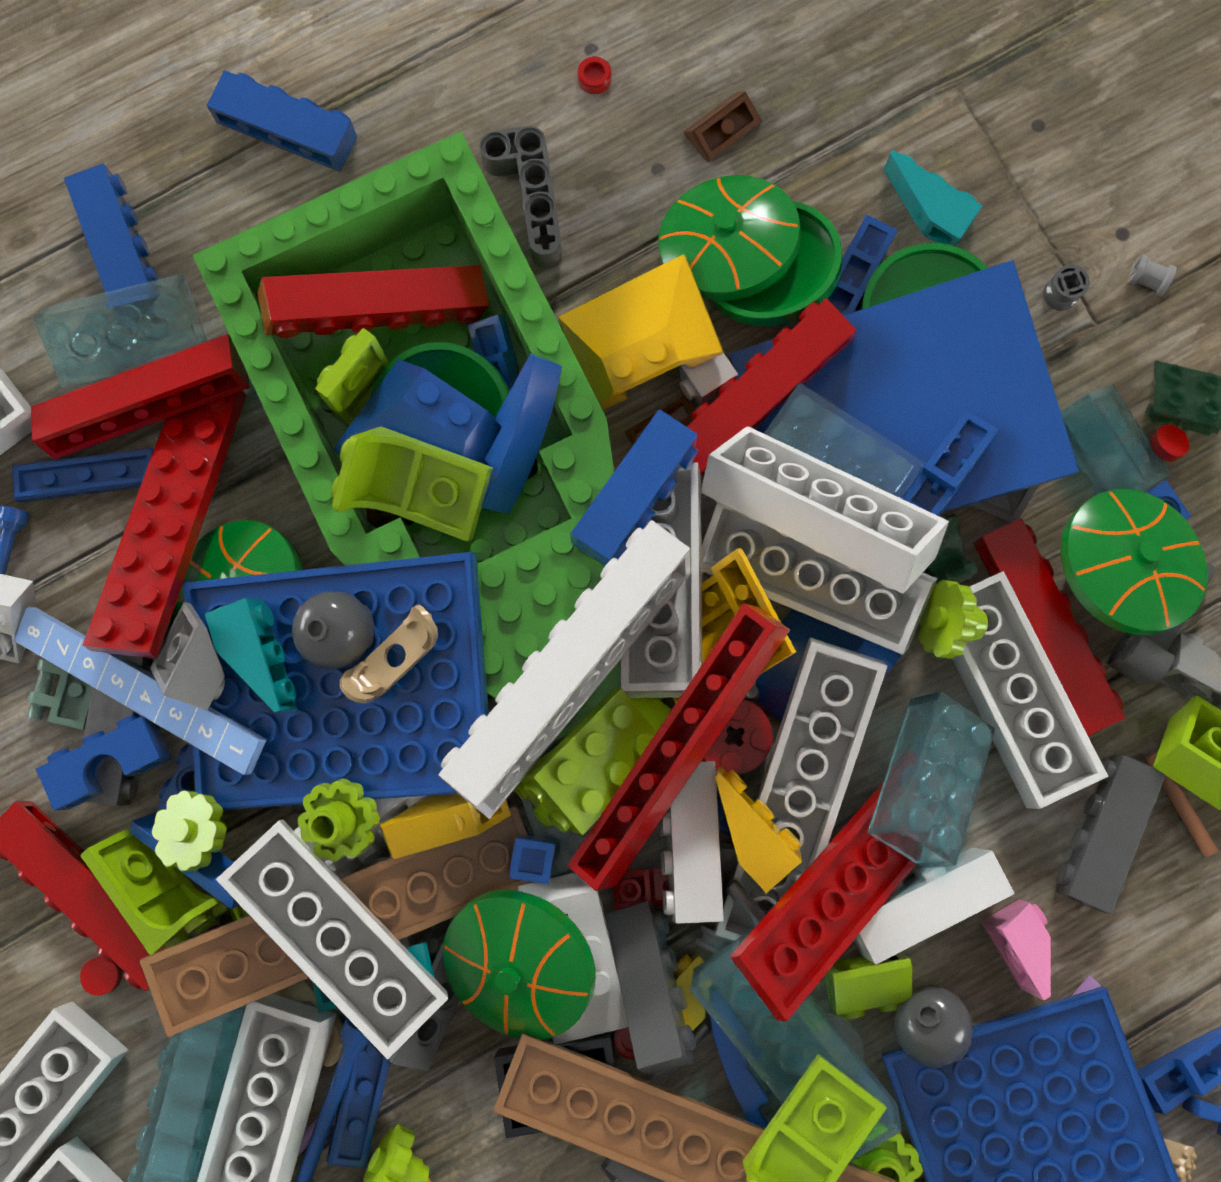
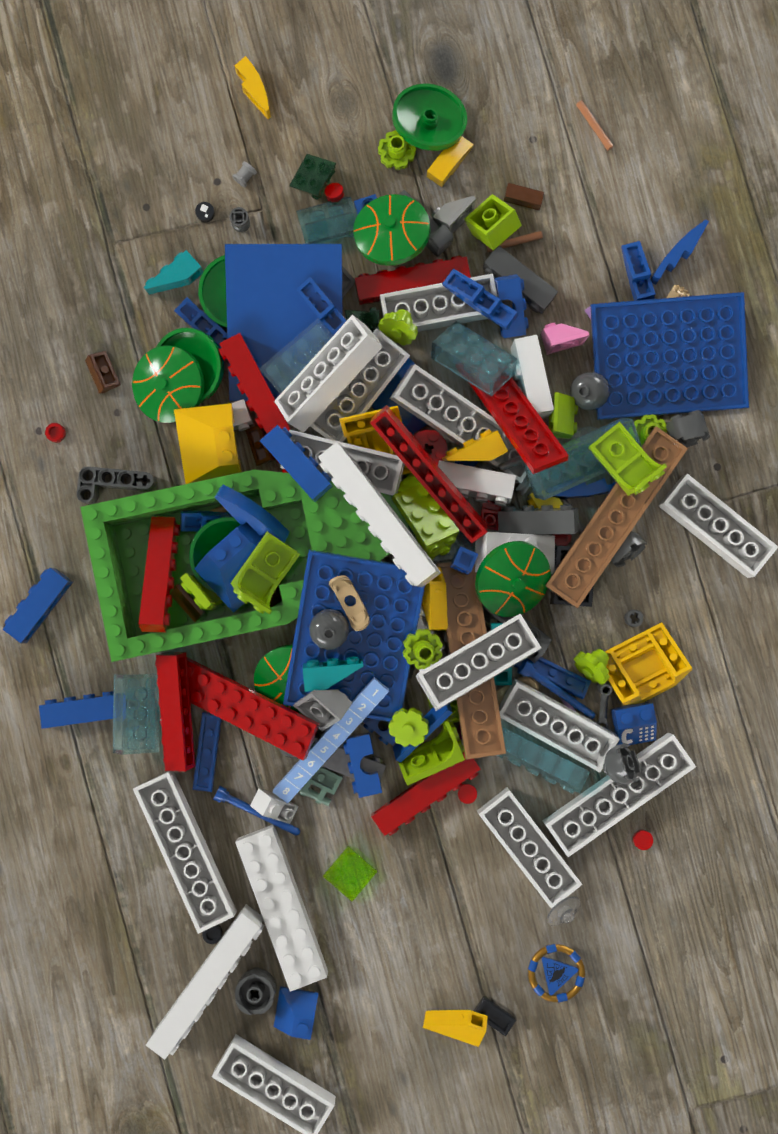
camera: 80 degrees left, 5 degrees up
(1025, 843) = (511, 289): none -> blue arch
(1050, 764) = (480, 299): none -> blue slope
(1061, 225) = (204, 212): none -> black tile

